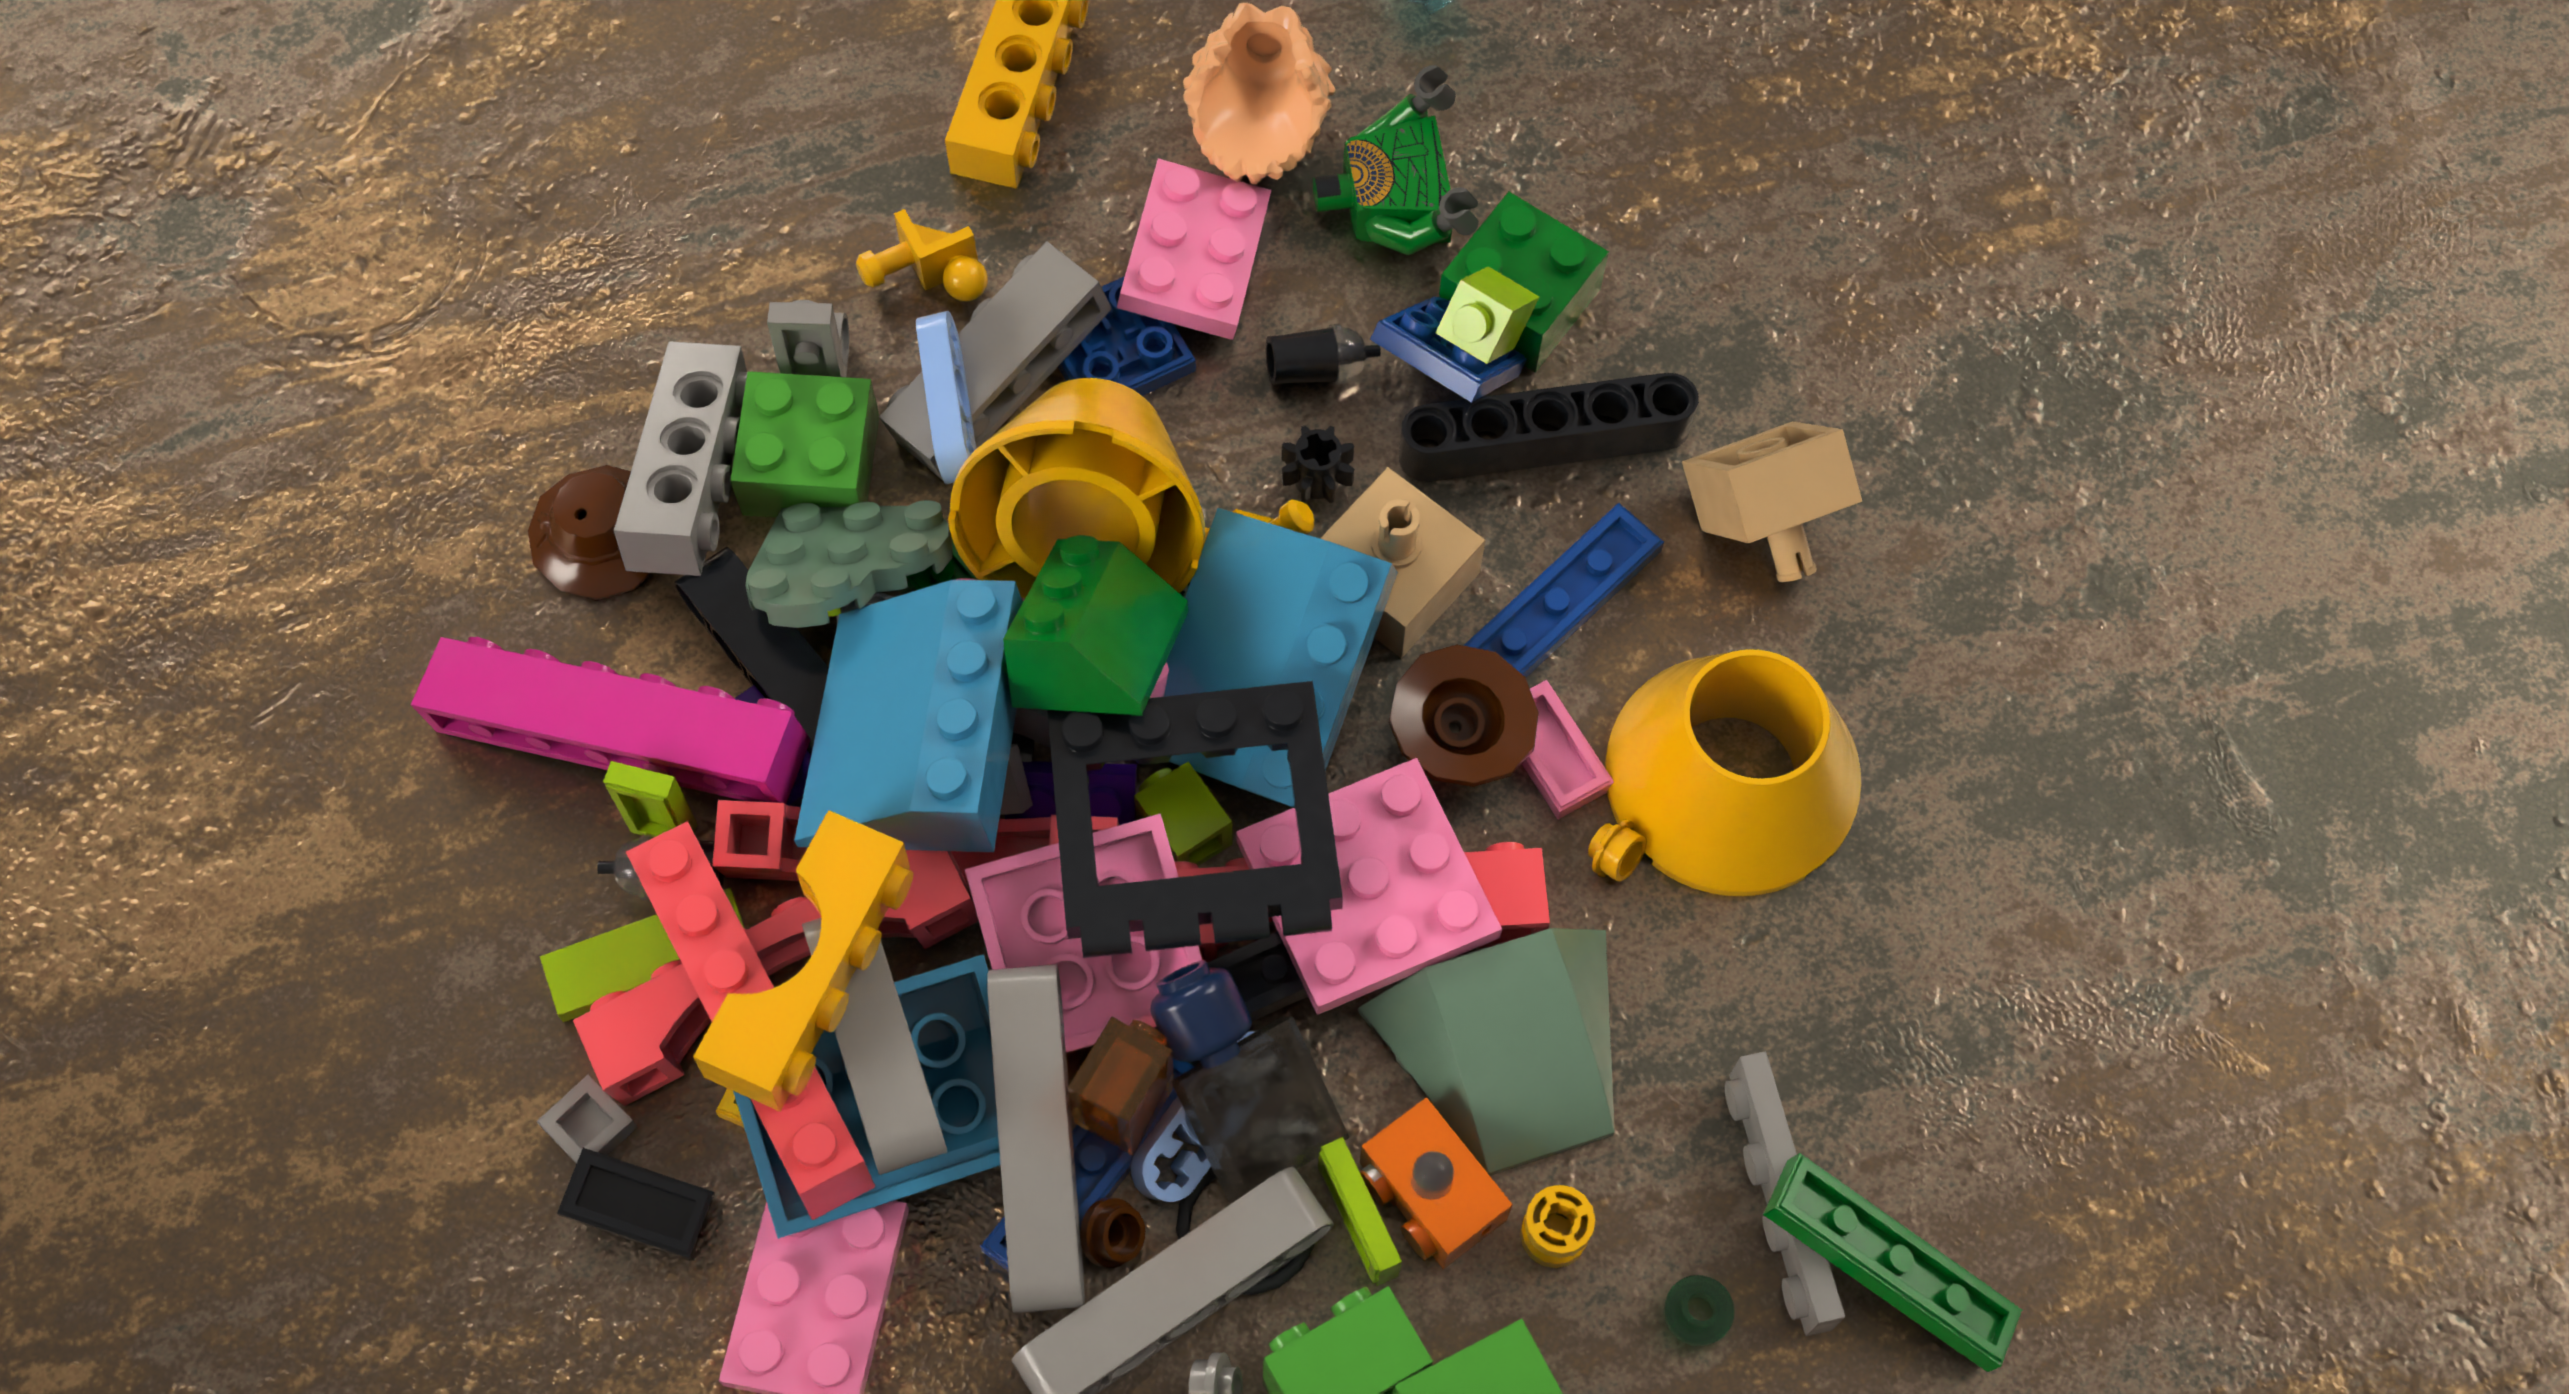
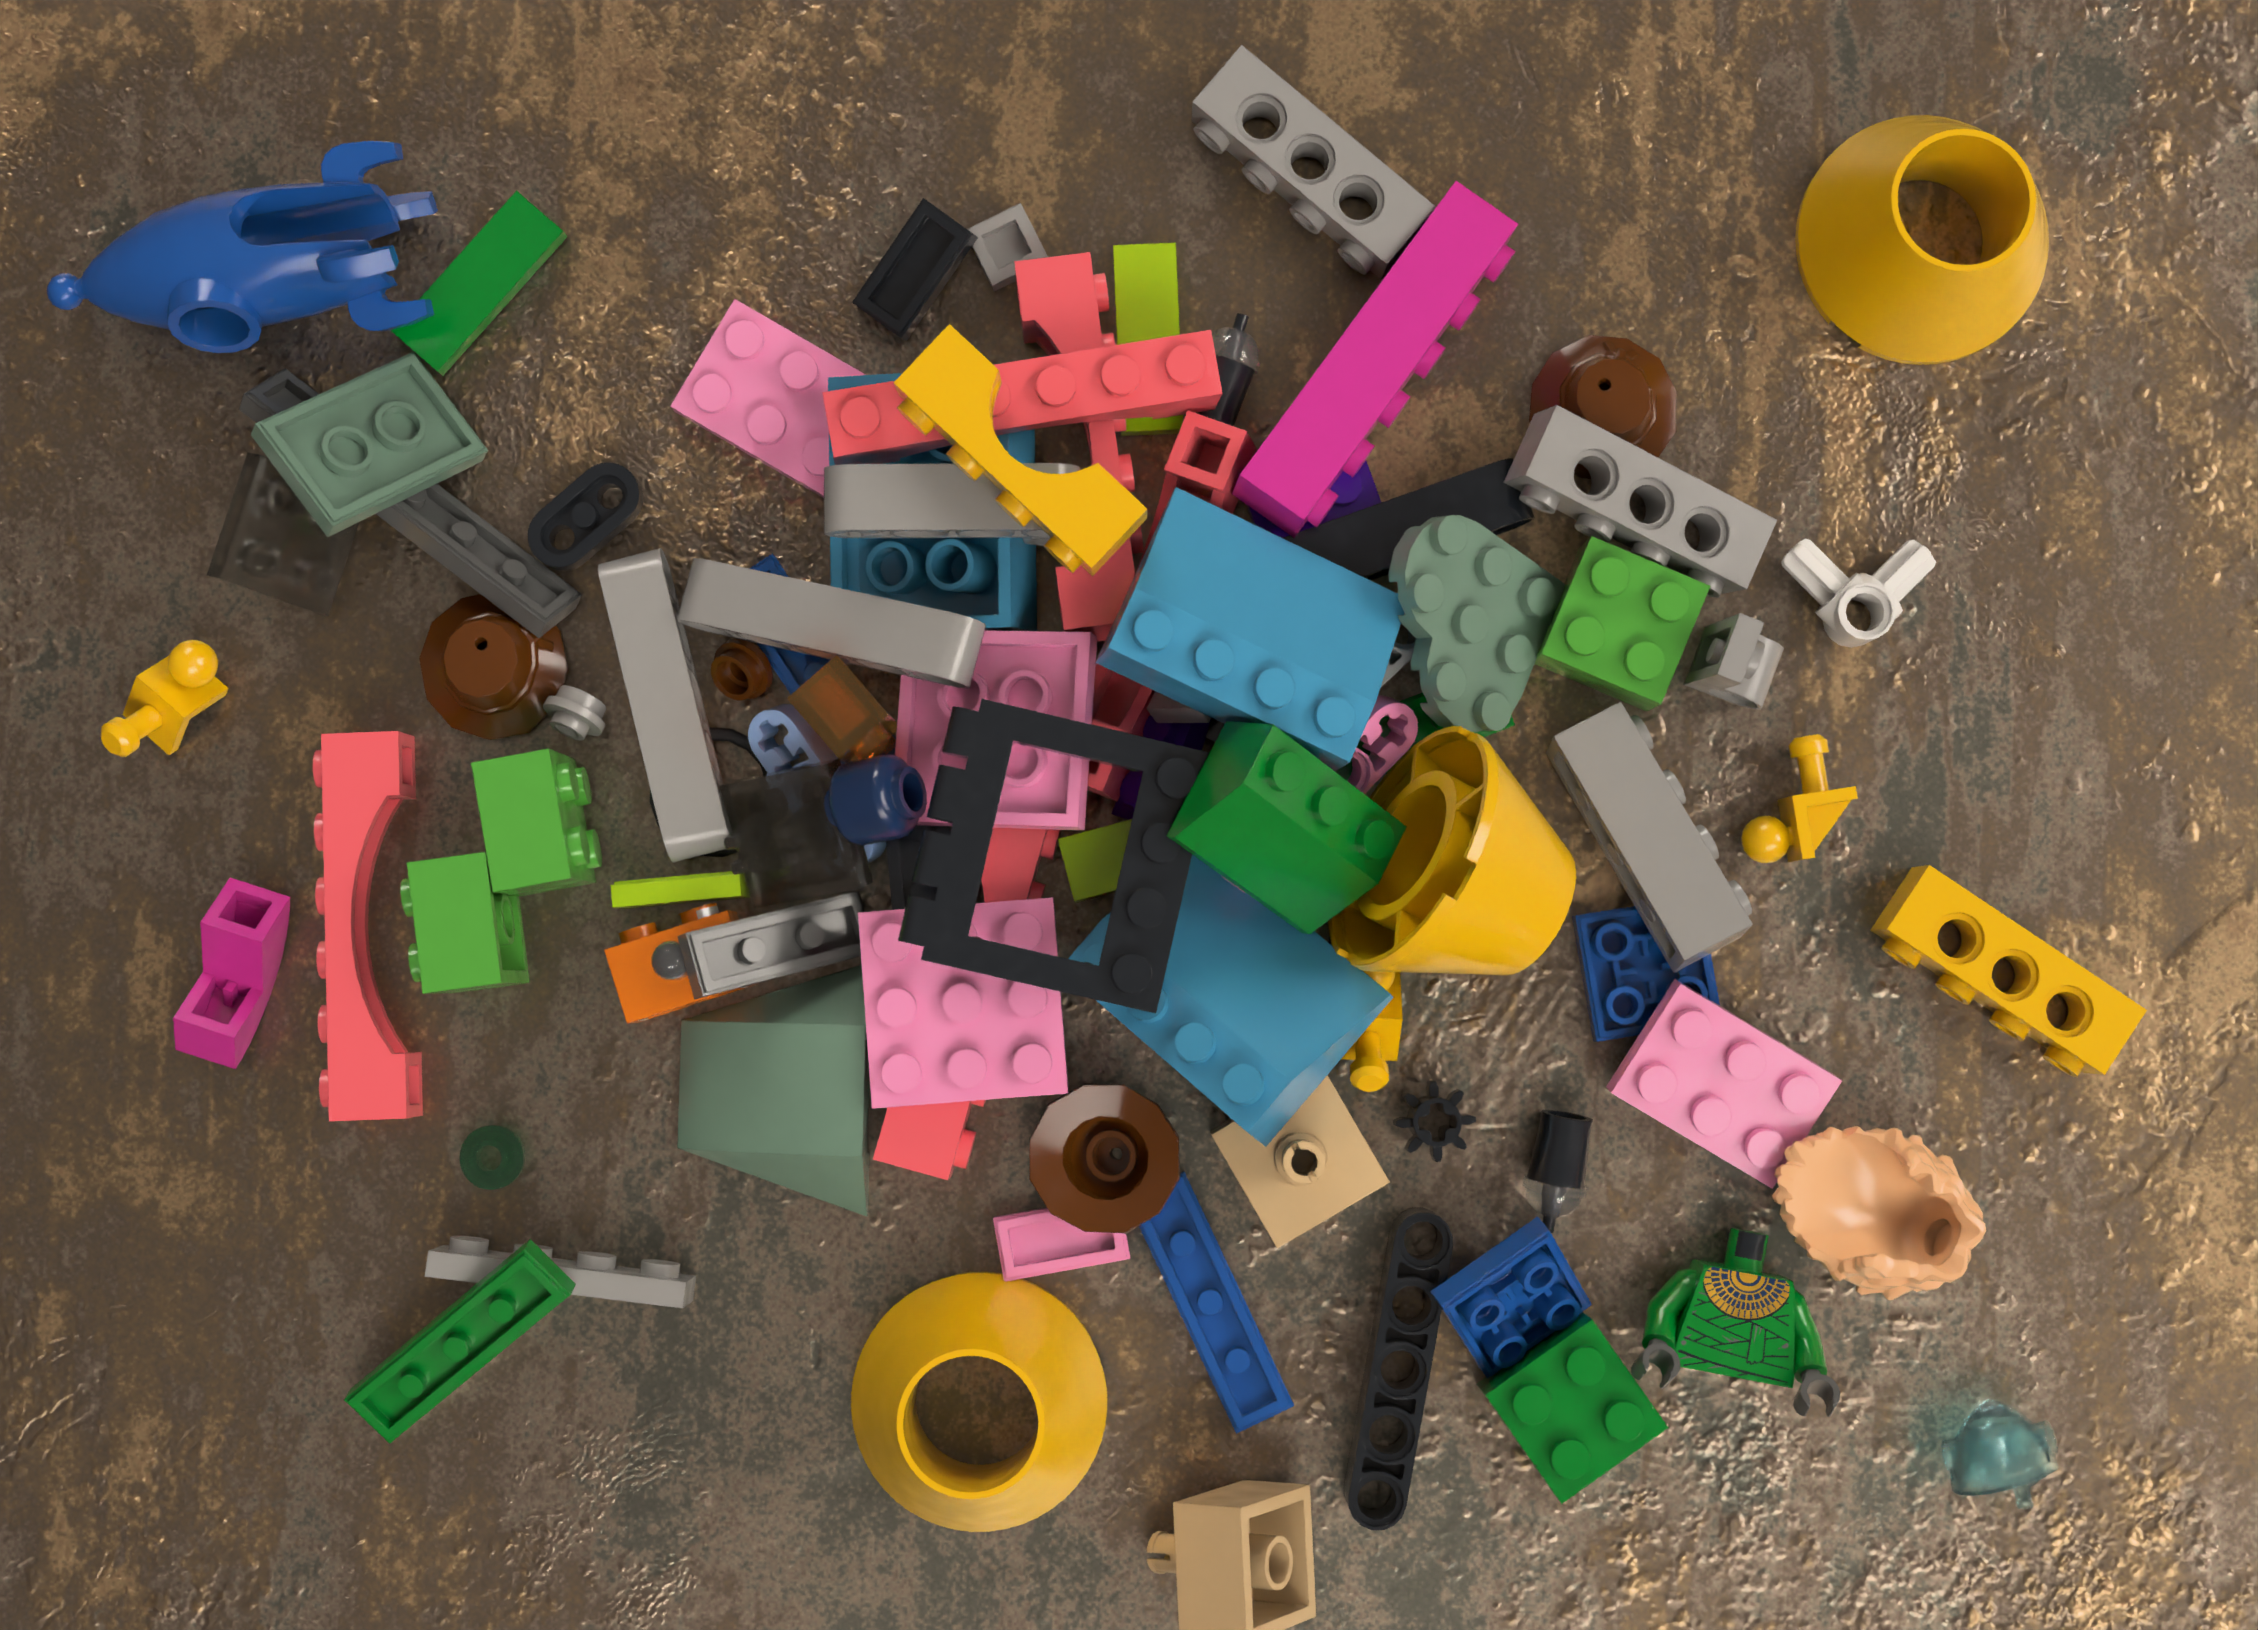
camera: 115 degrees right, 20 degrees up
(378, 349) = (1883, 285): none -> yellow cone
(452, 760) = (1250, 90): none -> light grey brick
(647, 799) = (1276, 372): lime tile -> none
(712, 256) = (1877, 592): none -> white axle
(945, 392) = (1604, 768): light blue beam -> none
(1381, 1088) = (772, 945): none -> tile
(1487, 314) = (1517, 1343): lime brick -> none
(1552, 1238) = (617, 1060): yellow wheel -> none
(1616, 850) = (936, 1256): yellow plate -> none

